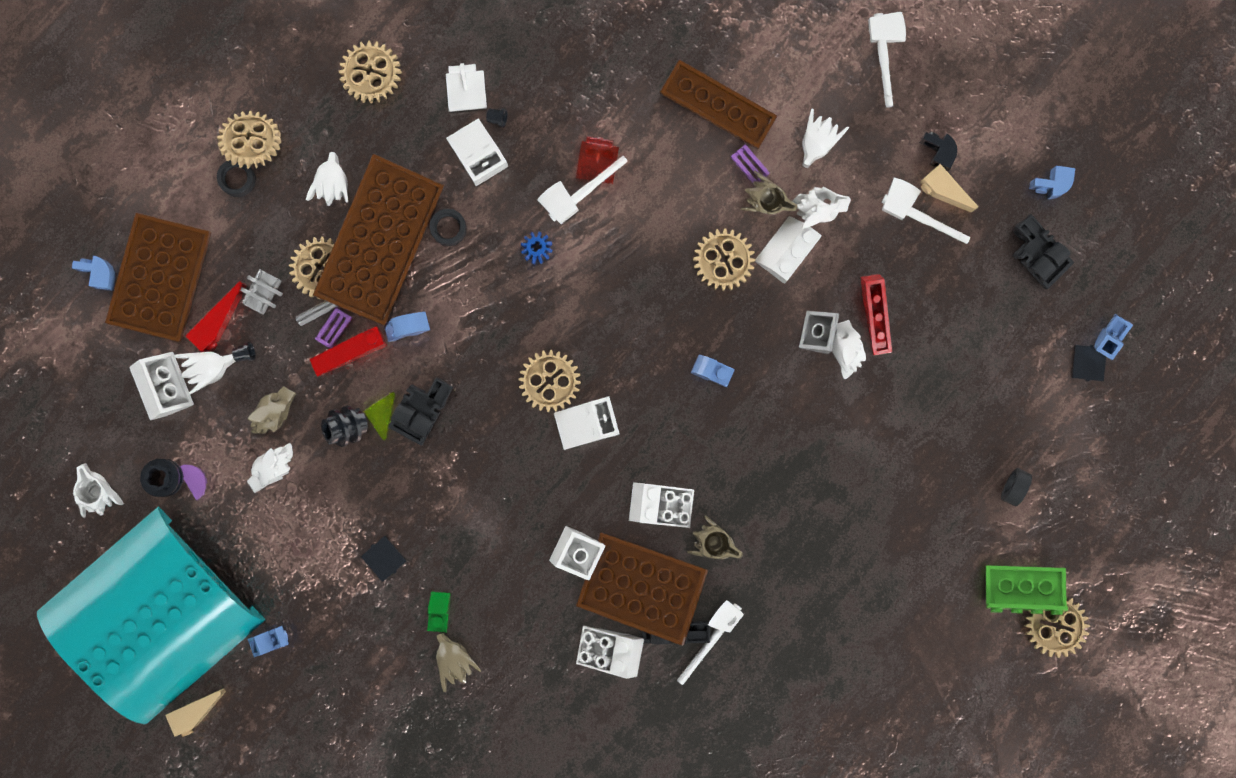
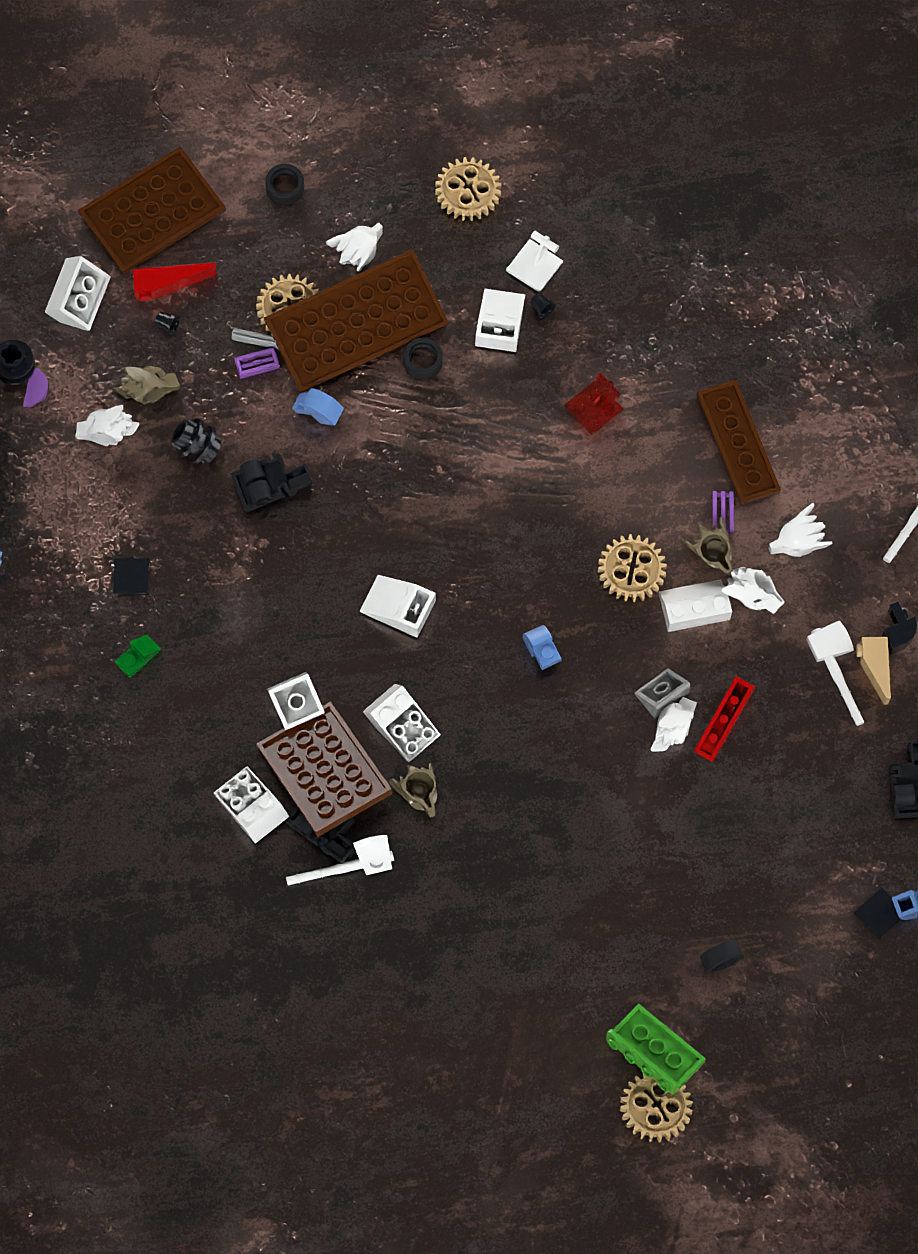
camera: 45 degrees right, 15 degrees down
(101, 272) = (110, 170): medium blue brick -> none
(204, 368) = (125, 306): white piece -> none
(249, 139) = (322, 162): tan gear -> none
(261, 291) = (224, 284): light grey piece -> none
(348, 351) = (254, 389): red slope -> none
(381, 413) = (232, 459): clear neon green tile -> none
(453, 661) = (113, 700): dark tan piece -> none
(537, 368) = (397, 528): tan gear -> none
(540, 252) = (482, 439): blue gear -> none
(562, 205) = (534, 415): white piece -> none

